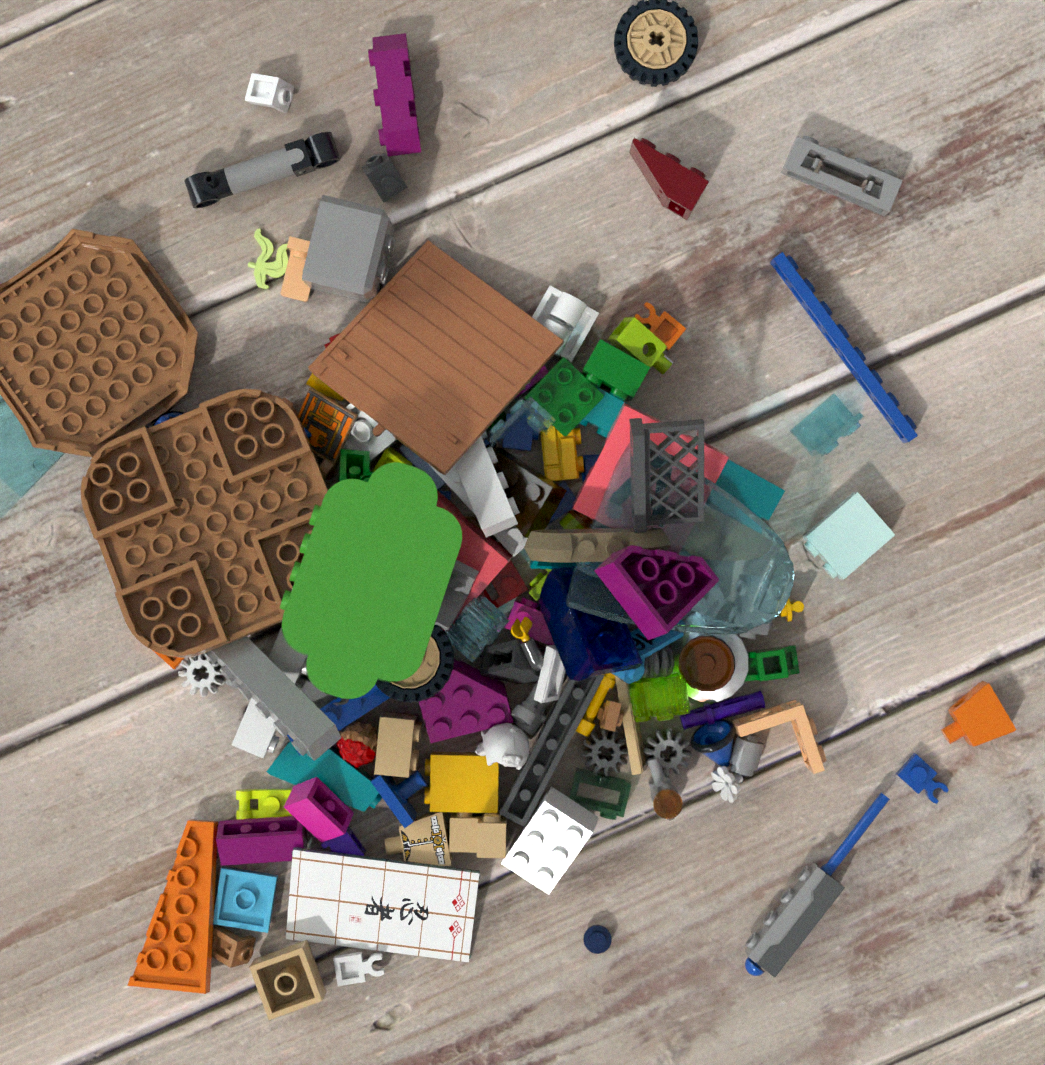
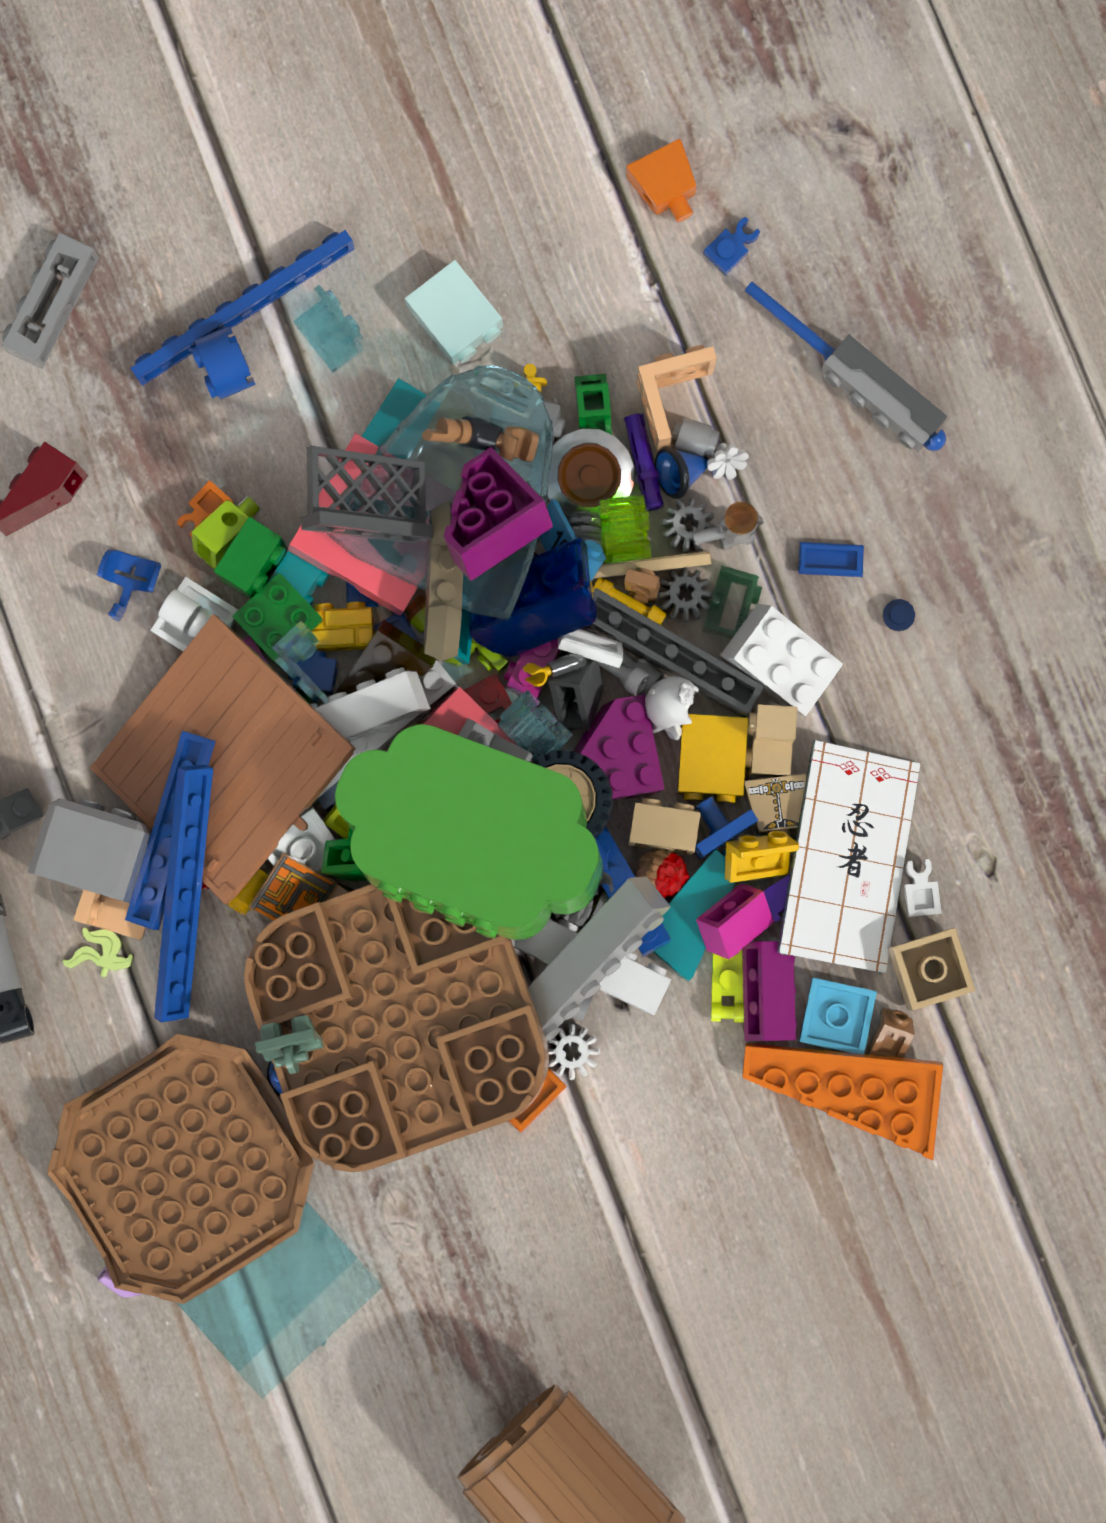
camera: 80 degrees left, 5 degrees down
(185, 420) = (289, 1048): none -> sand green hips
(317, 330) = (183, 892): none -> blue plate
(370, 315) = (150, 889): none -> blue plate
(375, 828) = (758, 856): none -> yellow bracket
(610, 258) = (123, 562): none -> blue helmet
(644, 878) = (831, 559): none -> blue tile
(730, 574) = (482, 434): none -> medium nougat piece
(791, 334) = (223, 363): none -> blue brick

